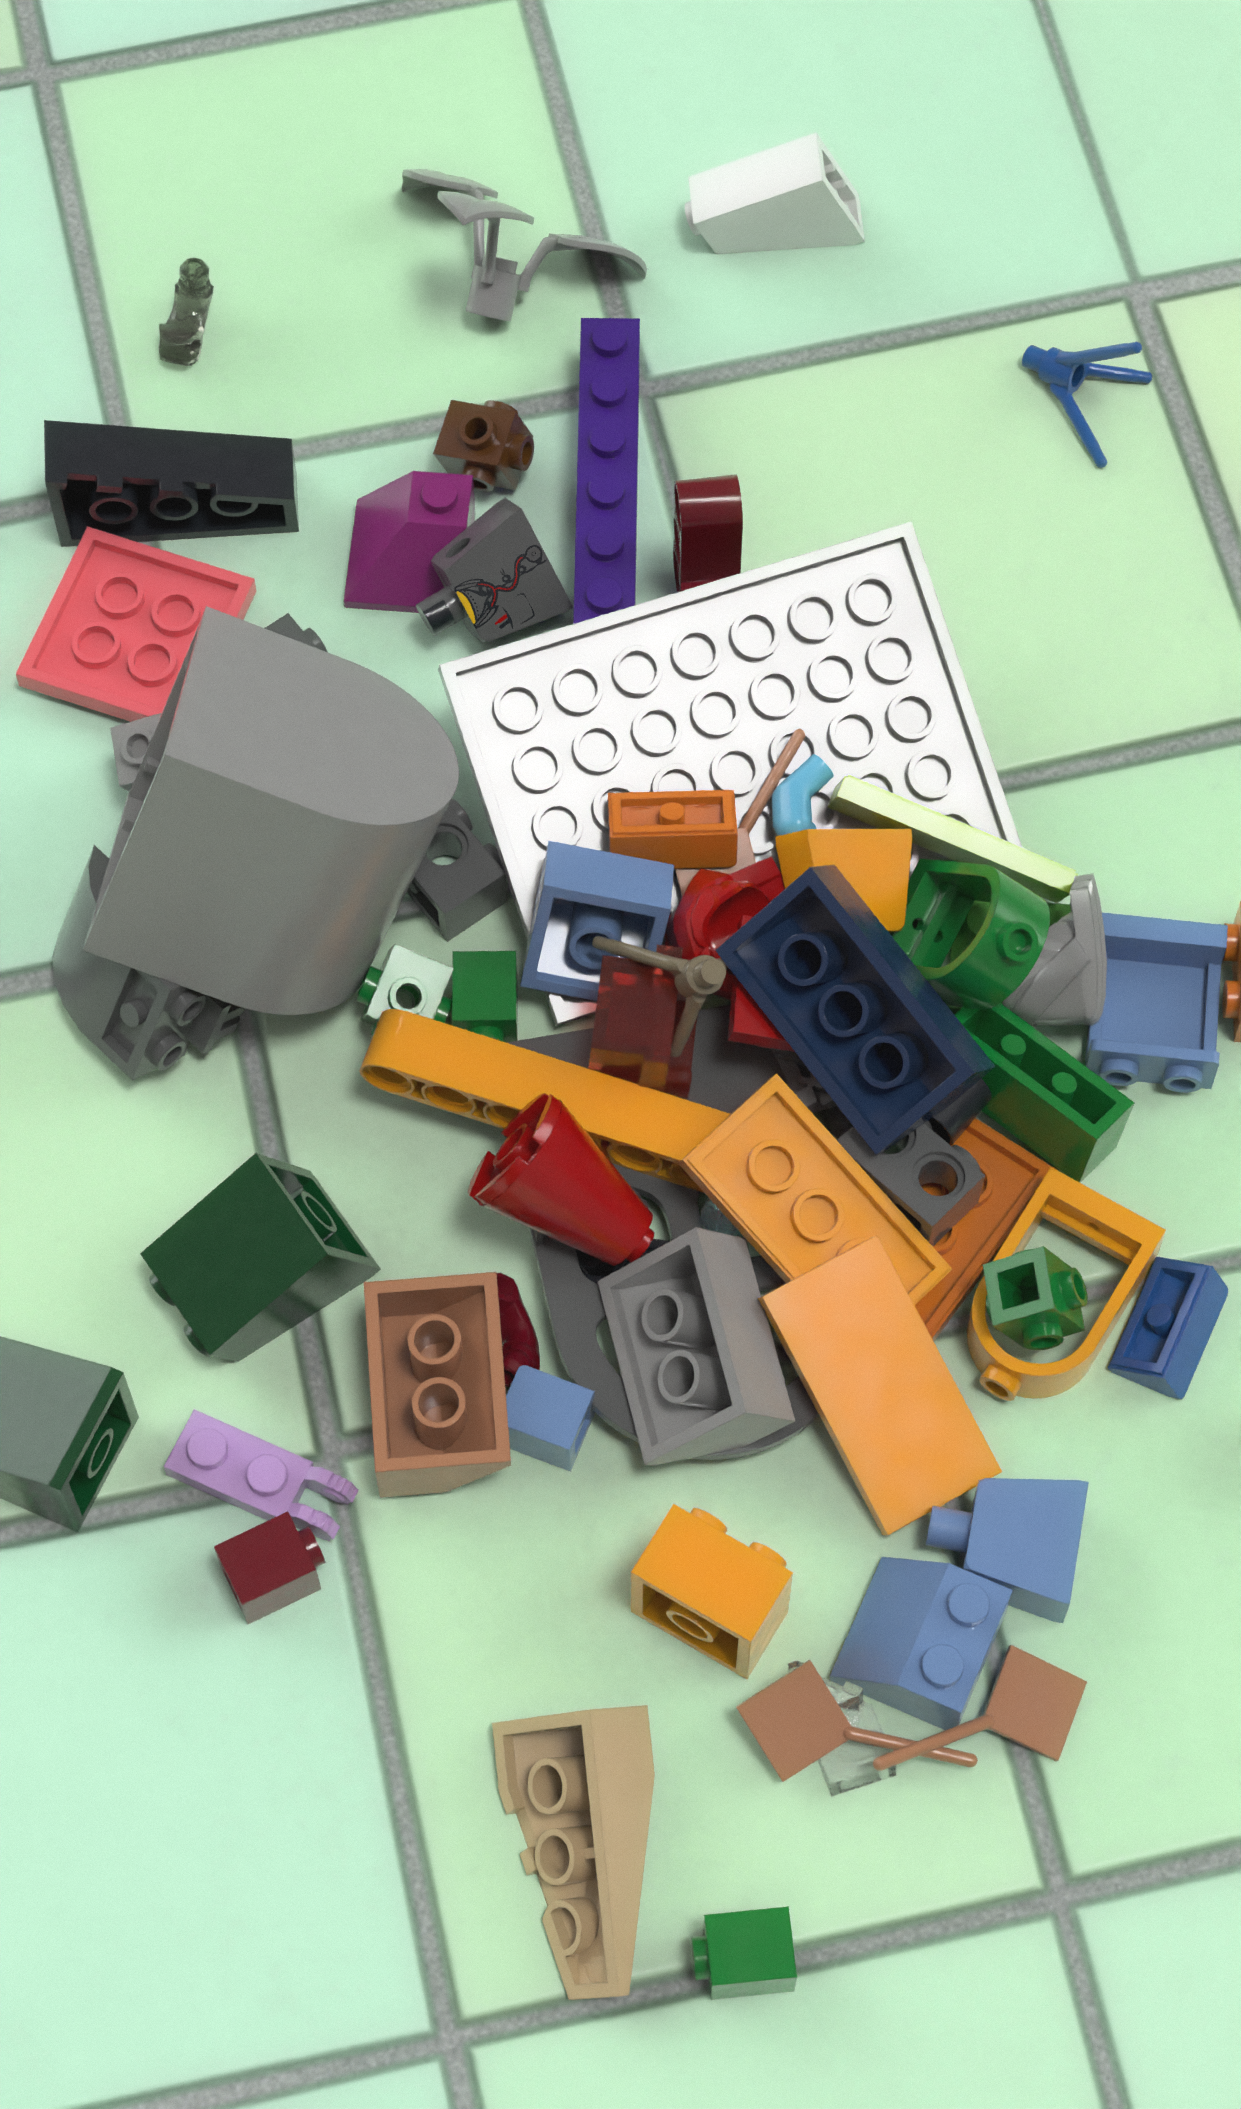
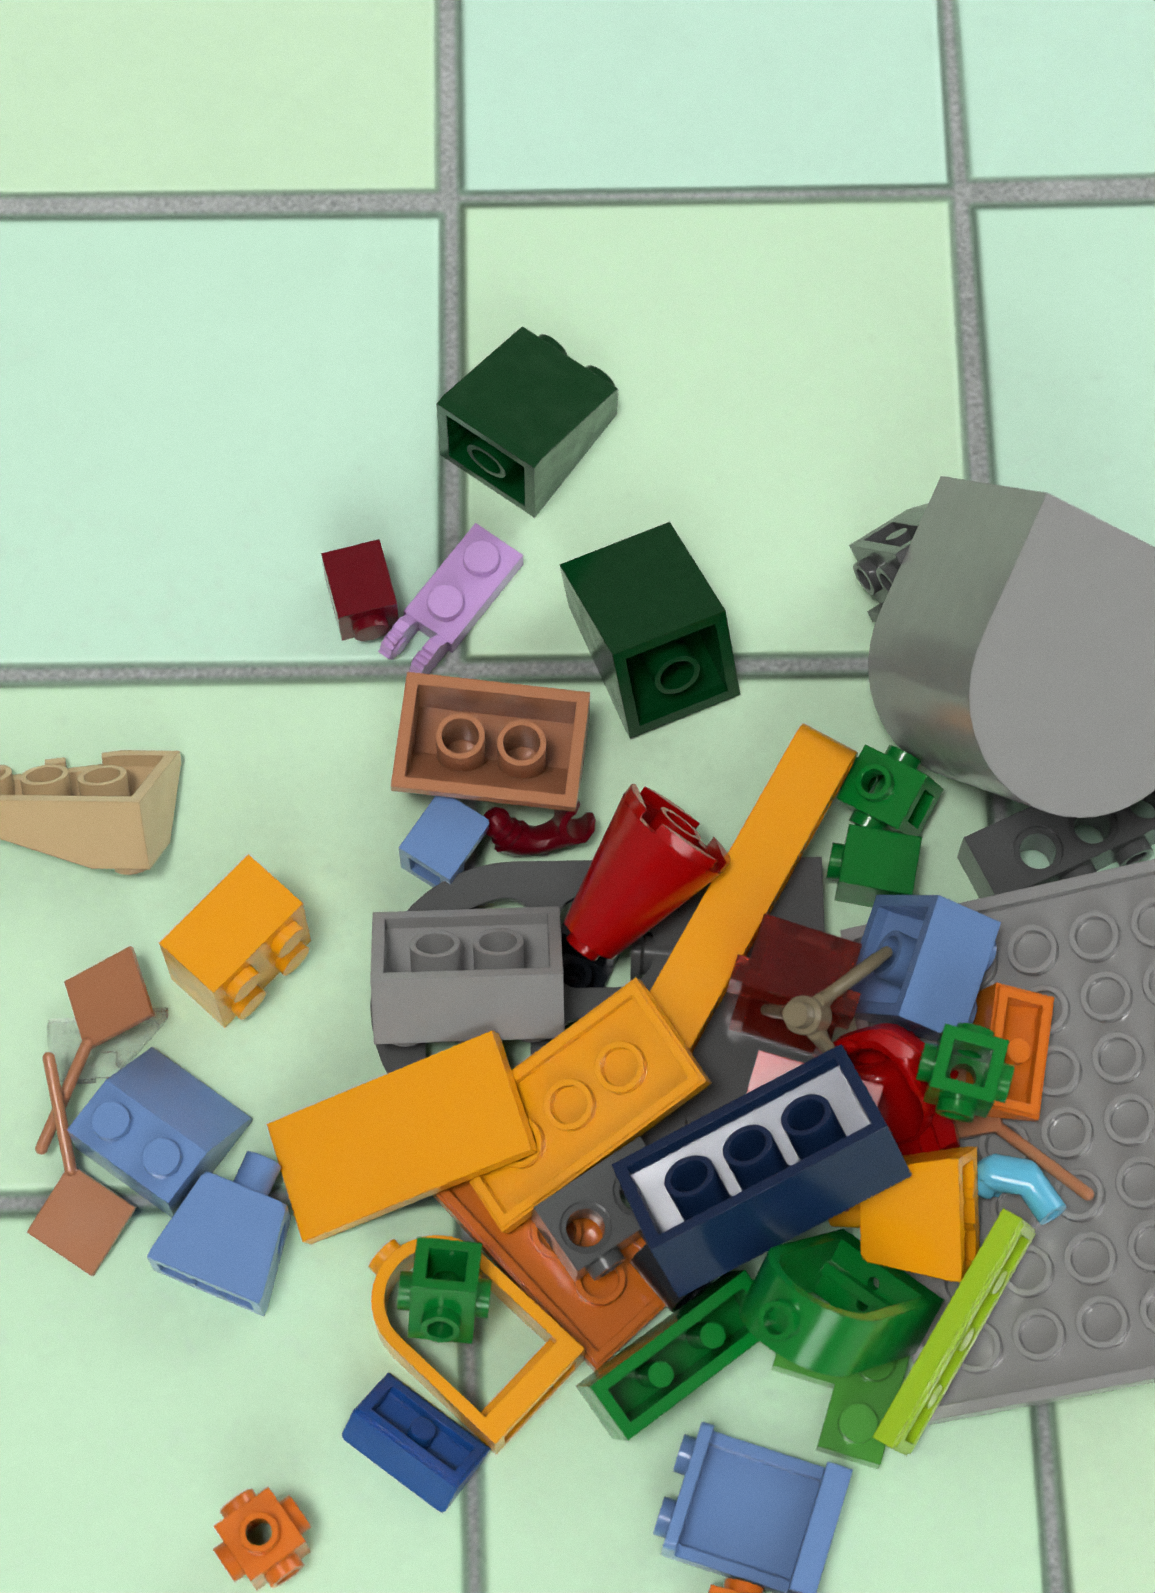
camera: 100 degrees right, 5 degrees up
(719, 834) = (970, 1049): none -> green brick
(1071, 971) = (788, 1415): light grey hair -> none

